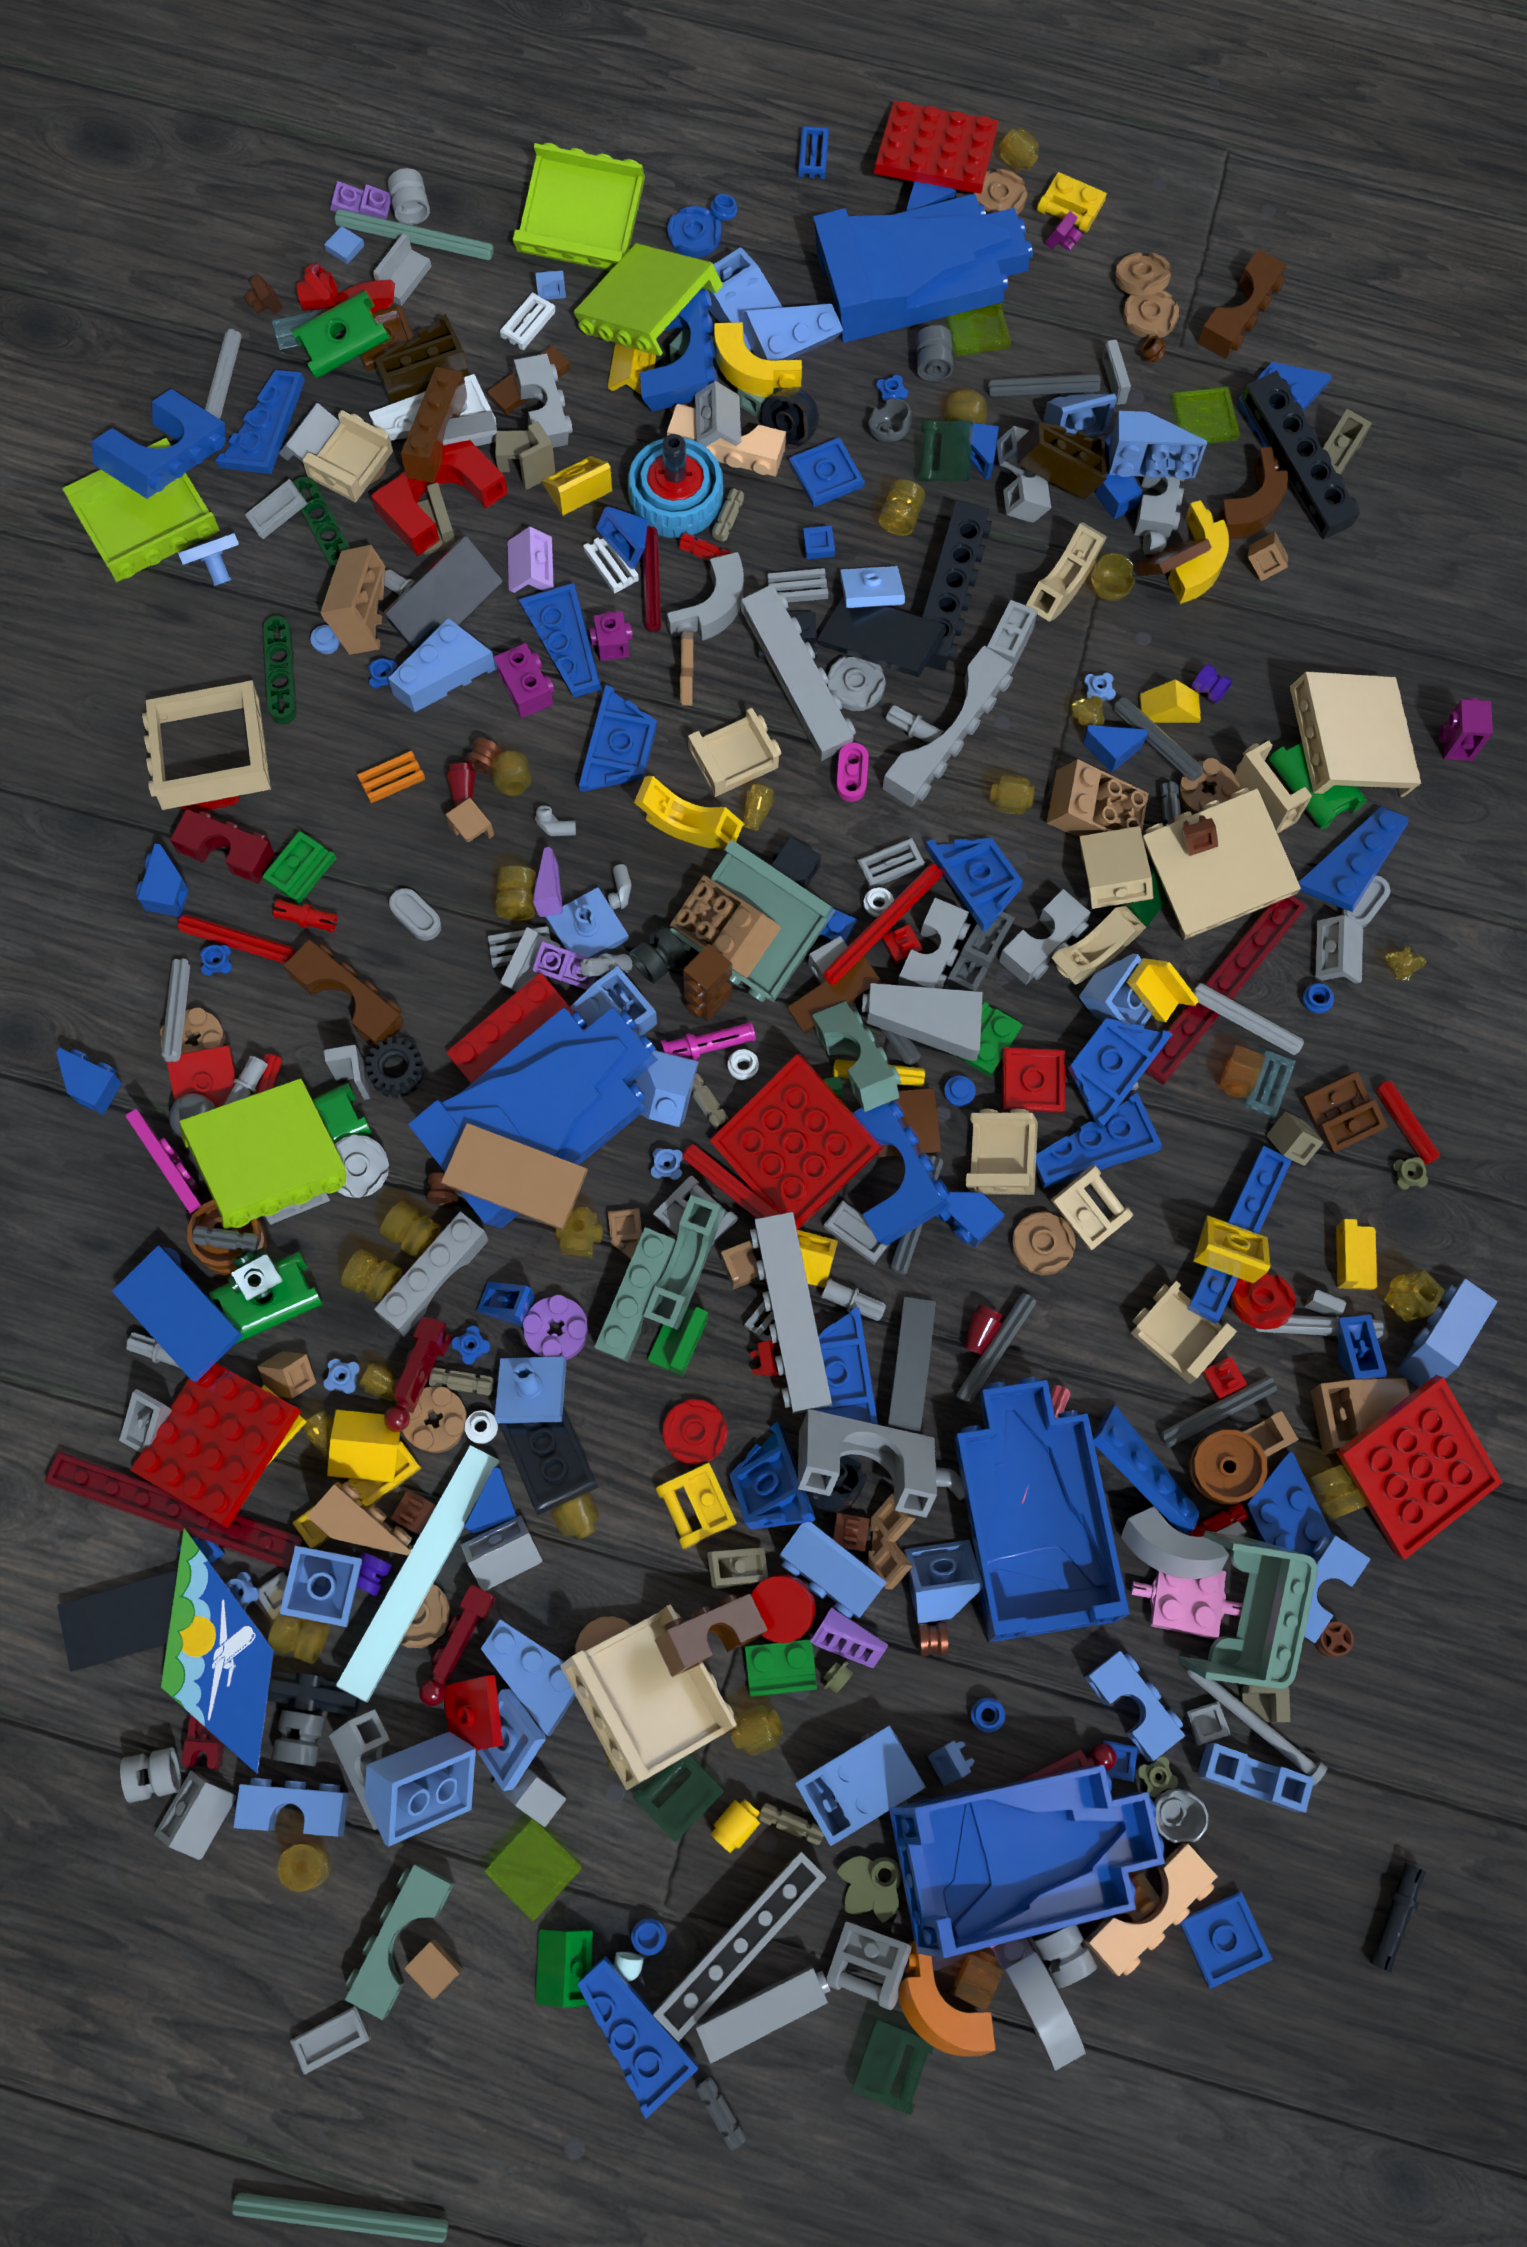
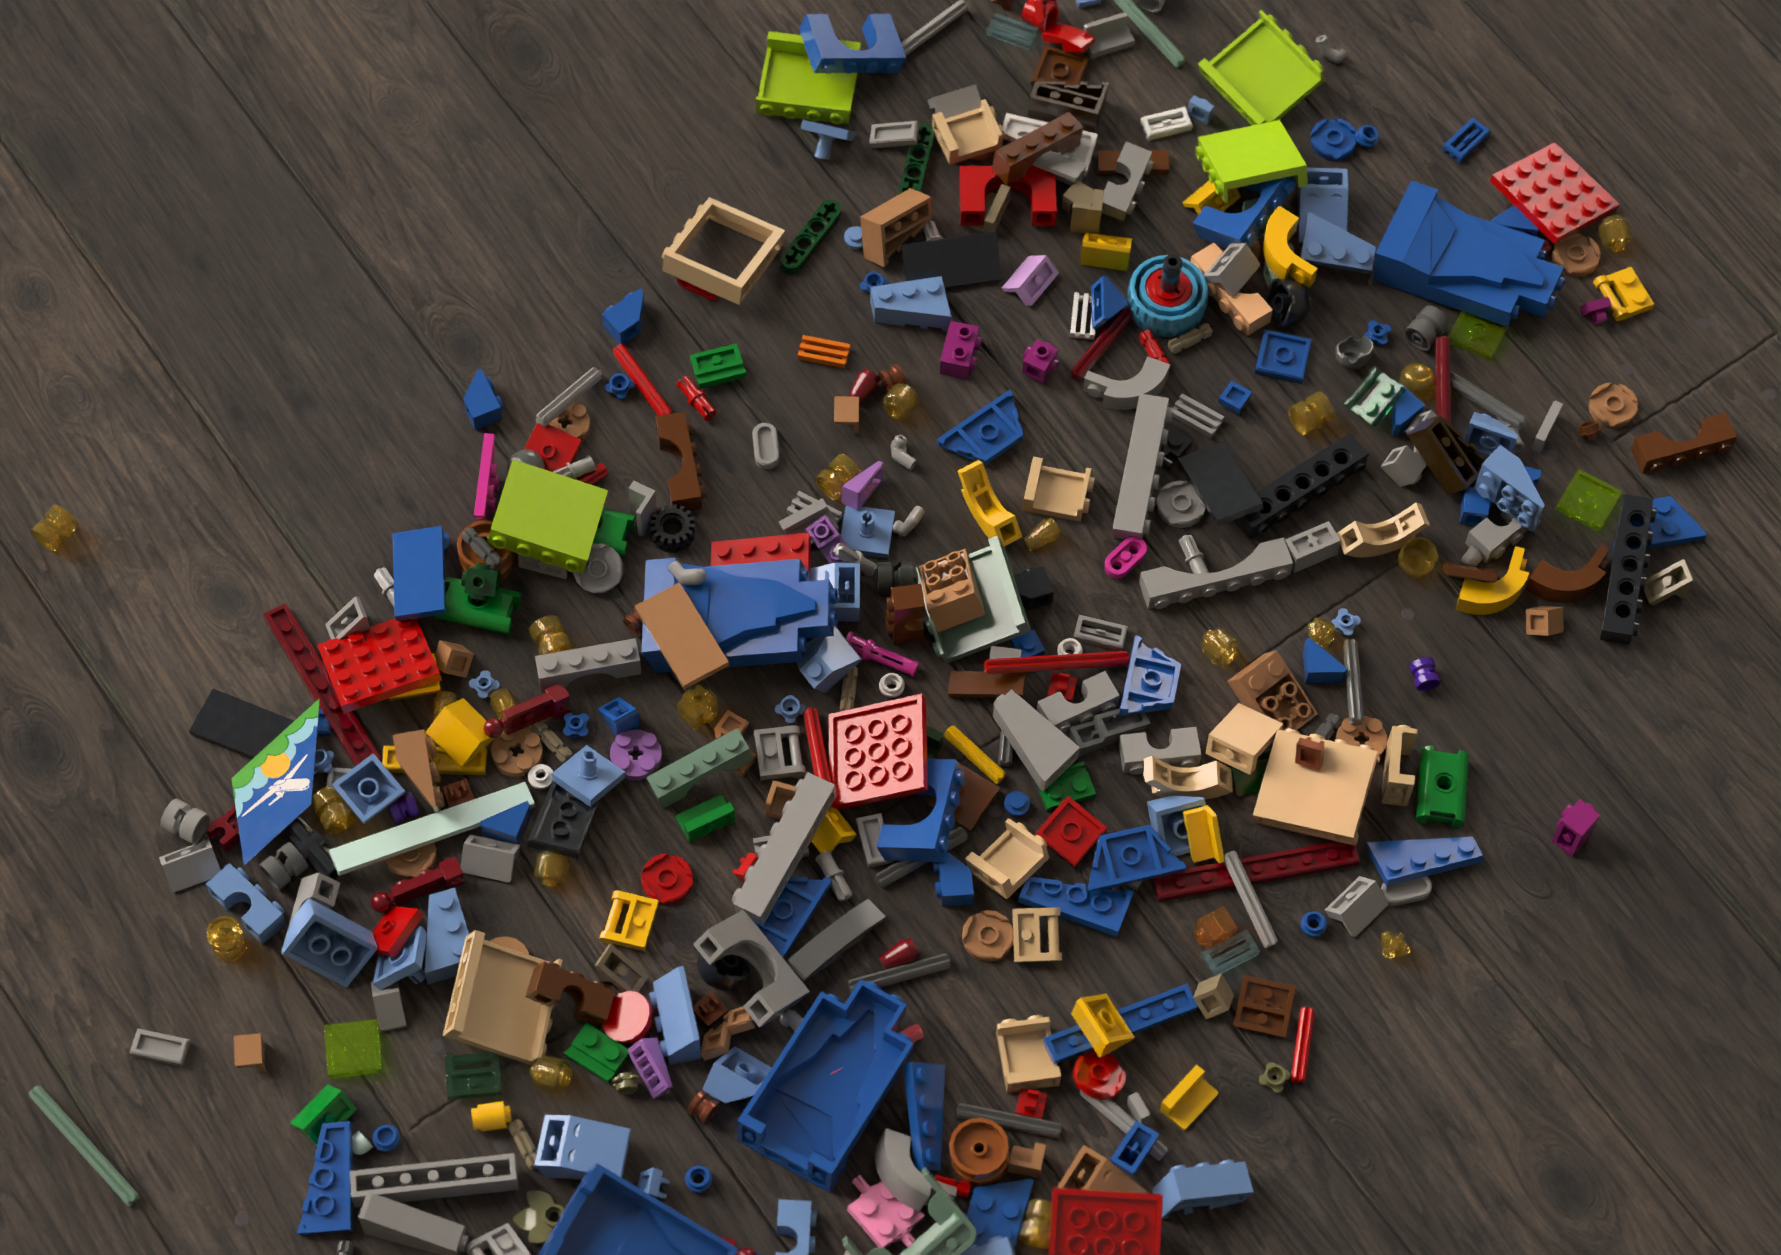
camera: 40 degrees right, 10 degrees down
(200, 834) = (674, 303): dark red arch -> none
(265, 426) = (933, 77): blue wing -> none
(360, 337) = (1043, 59): green piece -> none
(377, 1982) = (213, 1032): sand green arch -> none
(406, 1227) = (596, 626): clear yellow wheel -> none
(469, 1110) = (687, 576): none -> light grey arm
(563, 631) = (1014, 332): blue wing -> none
(621, 151) = (1335, 56): none -> light grey arm
(687, 665) = (1067, 422): medium nougat tile -> none
(693, 1244) = (767, 758): sand green arch -> none
(769, 1485) = (676, 937): blue wing -> none
(870, 1077) = (959, 741): sand green arch -> none
(872, 587) = (1243, 449): light blue plate -> none
(988, 389) = (1443, 383): none -> dark red axle
(1143, 274) = (1629, 375): medium nougat tile -> none
(1171, 703) = (1386, 668): yellow slope -> none
(1354, 732) = (1493, 772): tan panel -> none
(1414, 1295) = (1200, 1146): clear yellow brick -> none

